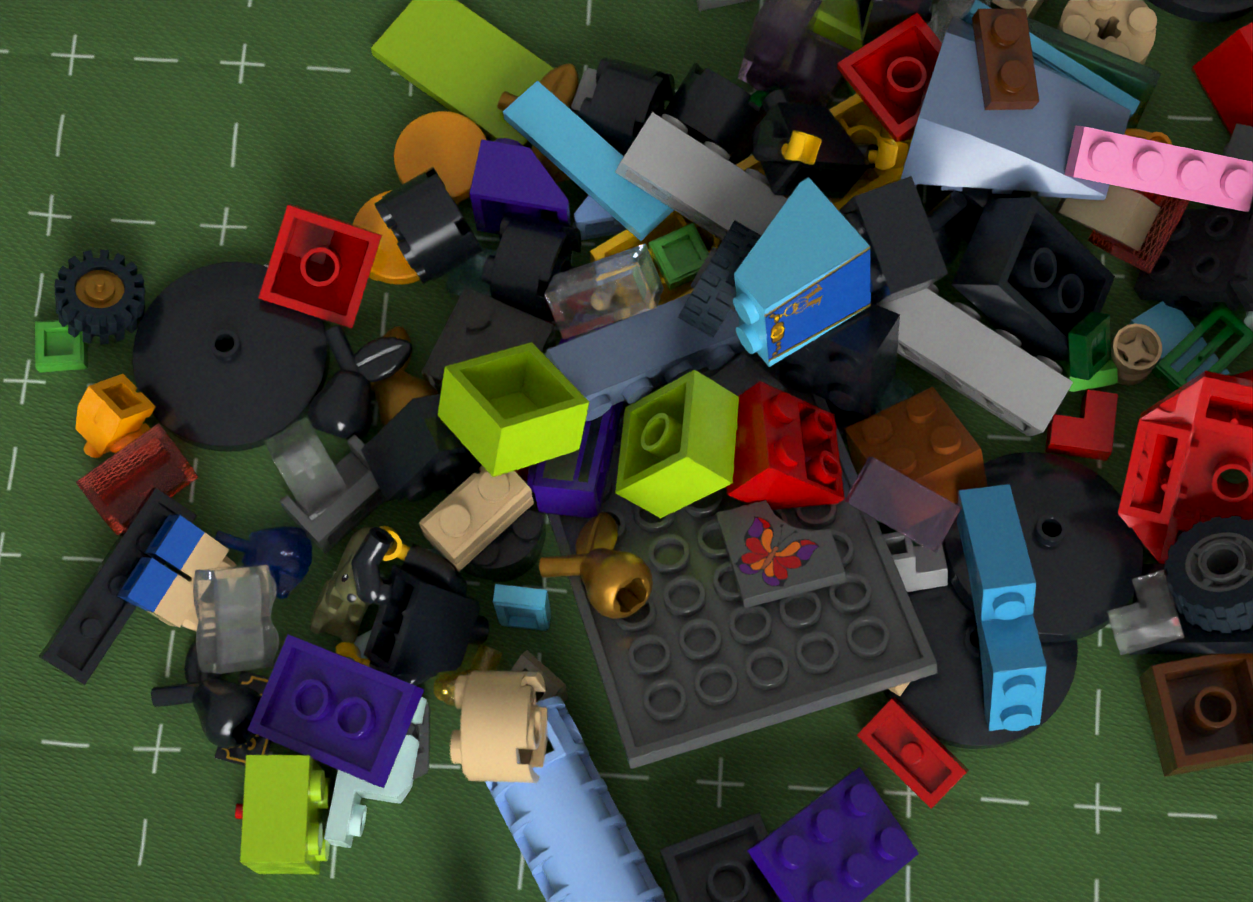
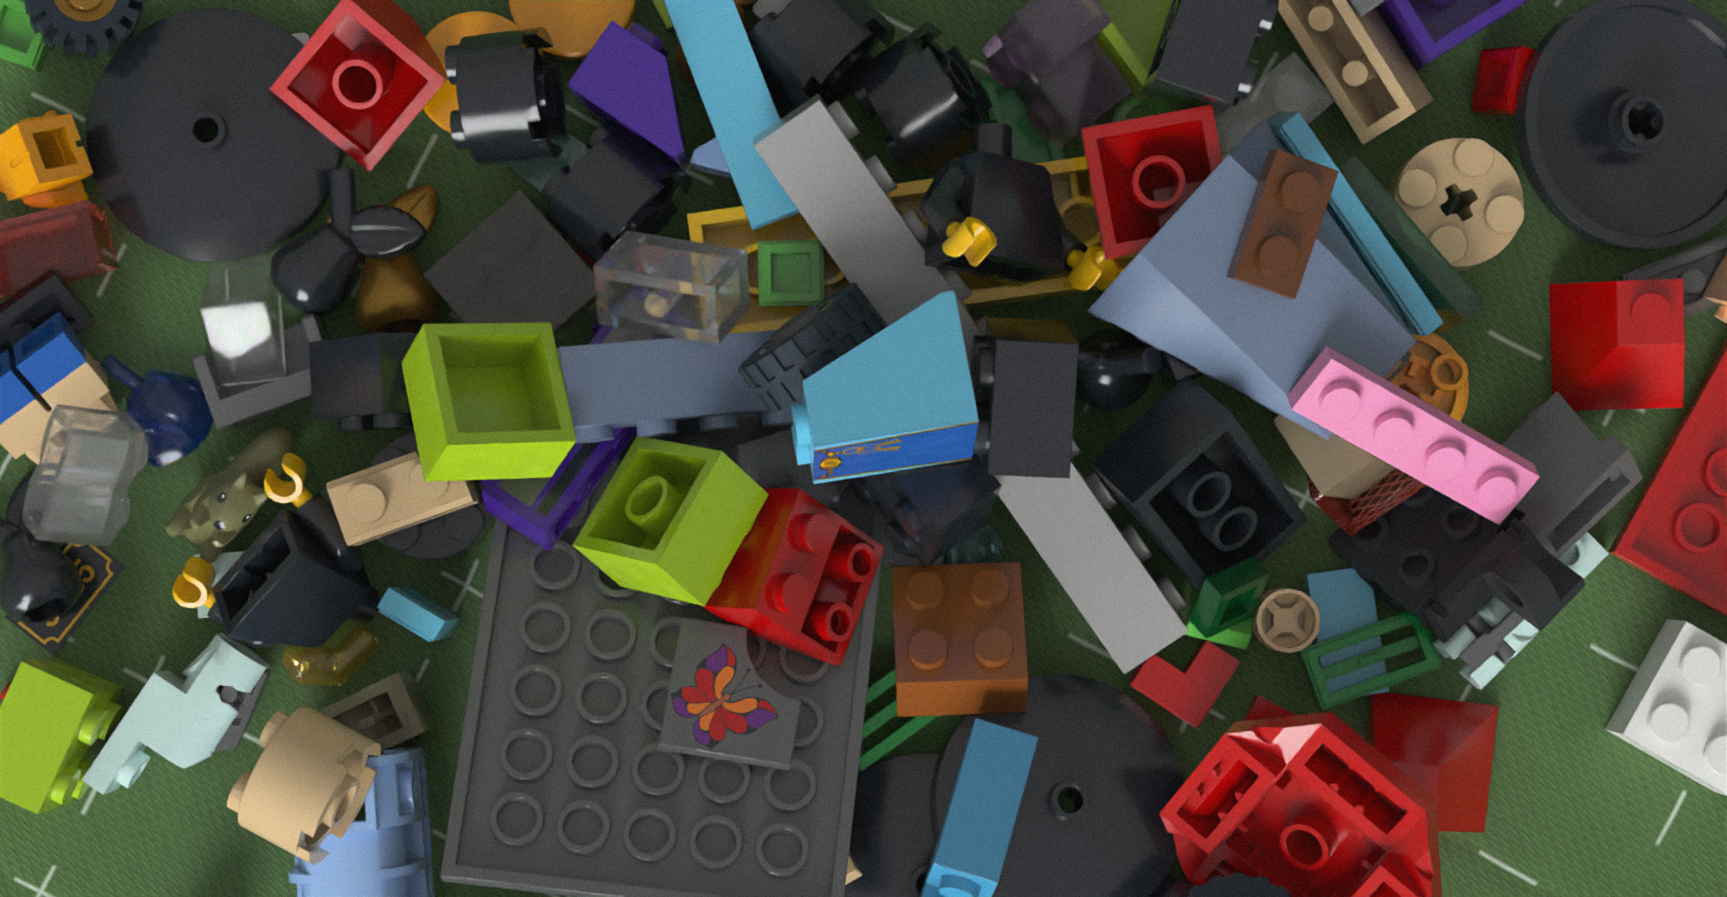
camera: 20 degrees right, 15 degrees up
(336, 710) = (150, 645): dark purple plate -> none
(365, 567) = (243, 519): black arm -> none
(614, 580) = (521, 650): pearl gold piece -> none
(902, 504) = (901, 706): clear purple tile -> none
(917, 565) = (894, 765): light grey piece -> none

